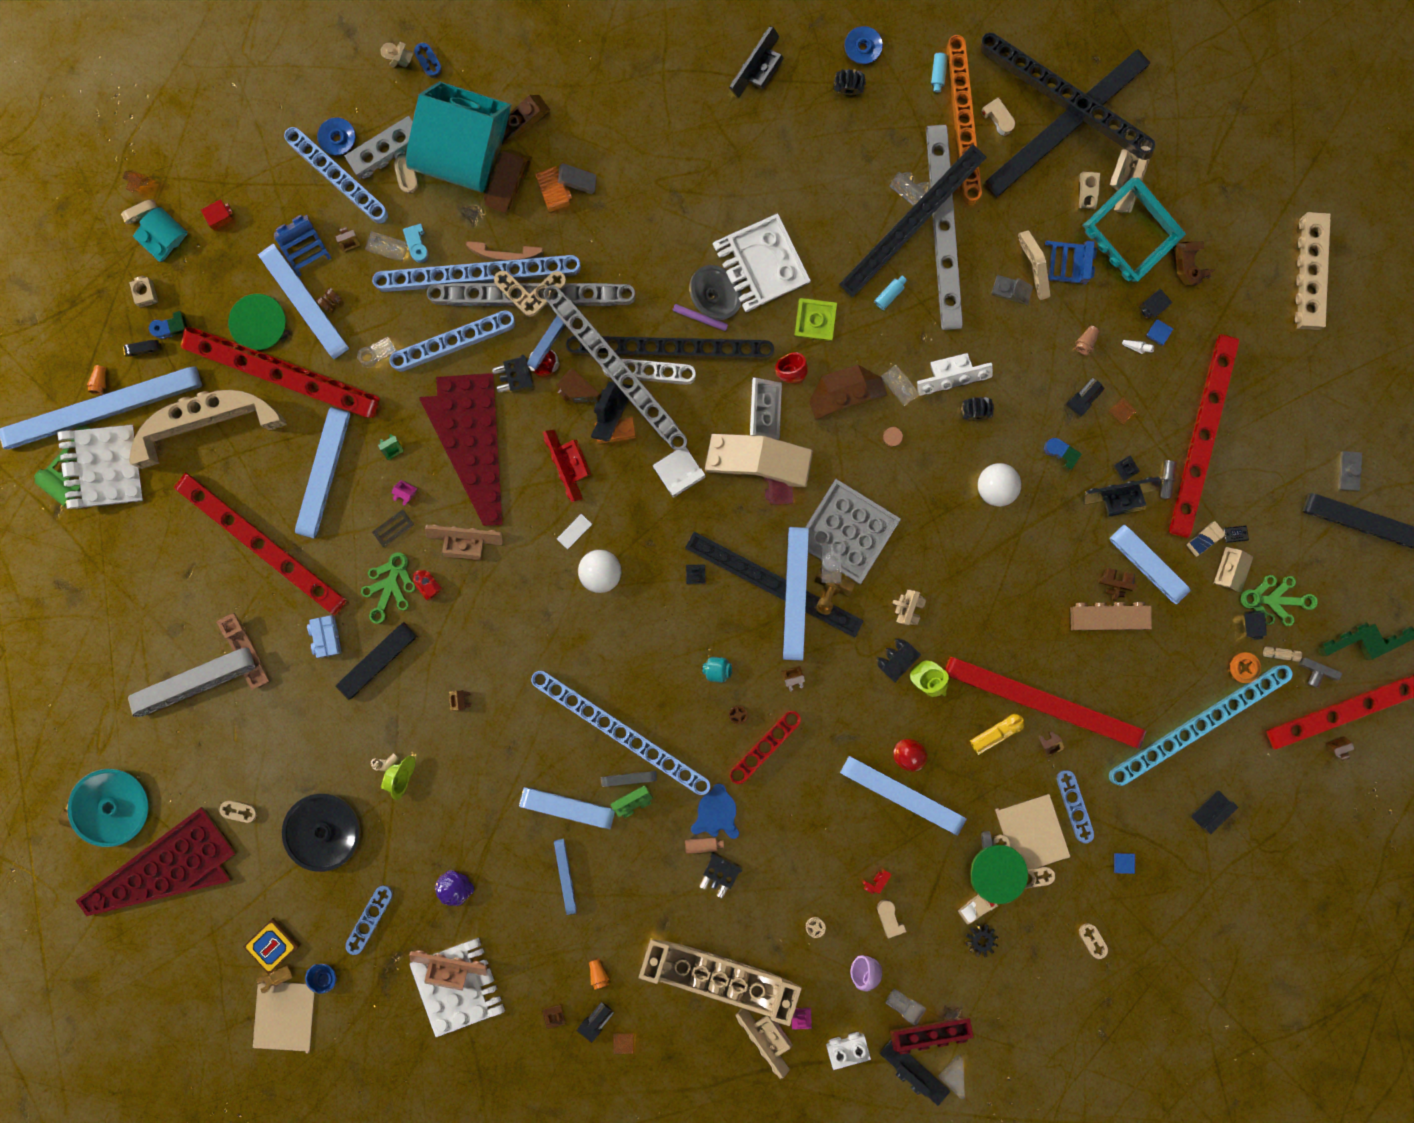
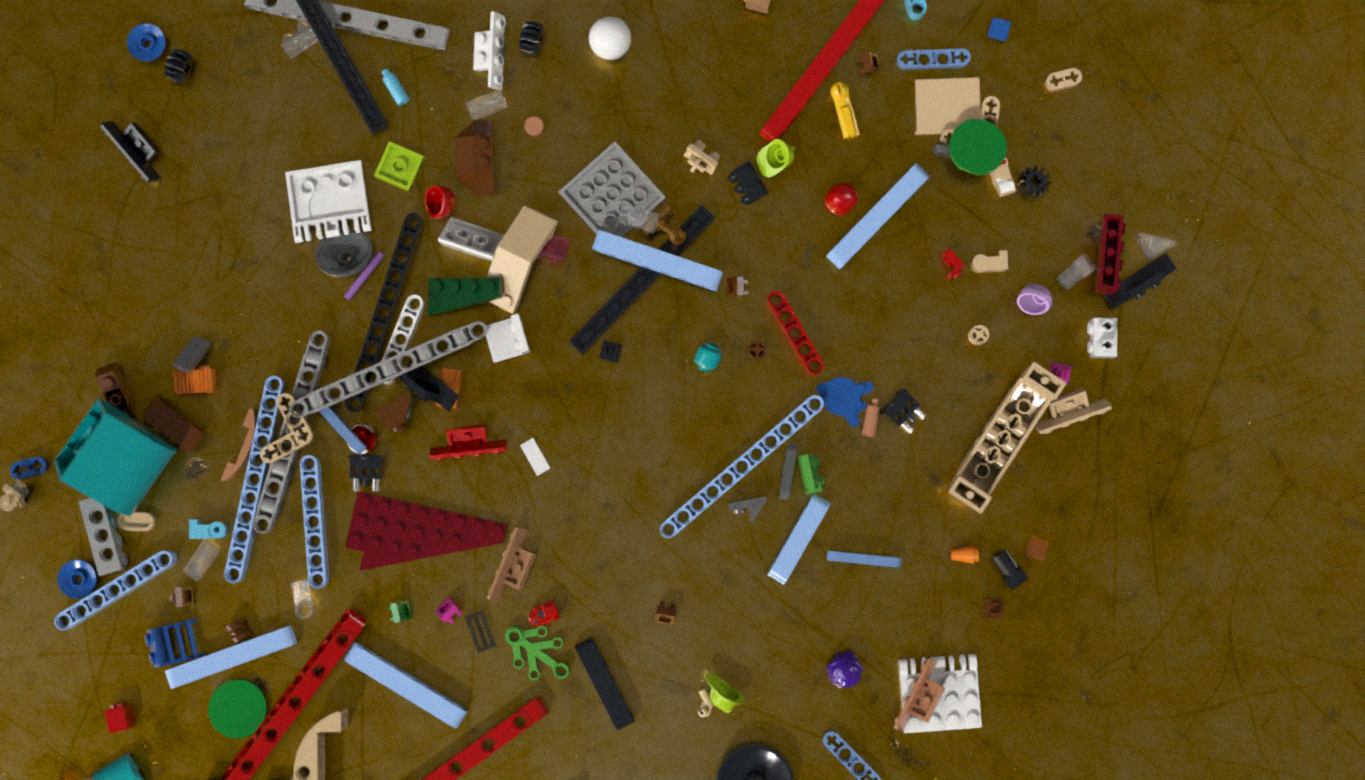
camera: 80 degrees left, 0 degrees up
(324, 637) = (566, 727): light blue brick -> none
(587, 755) = (753, 505): none -> flat silver slope
(599, 571) = (581, 442): white piece -> none
(708, 409) = (457, 293): none -> dark green wing

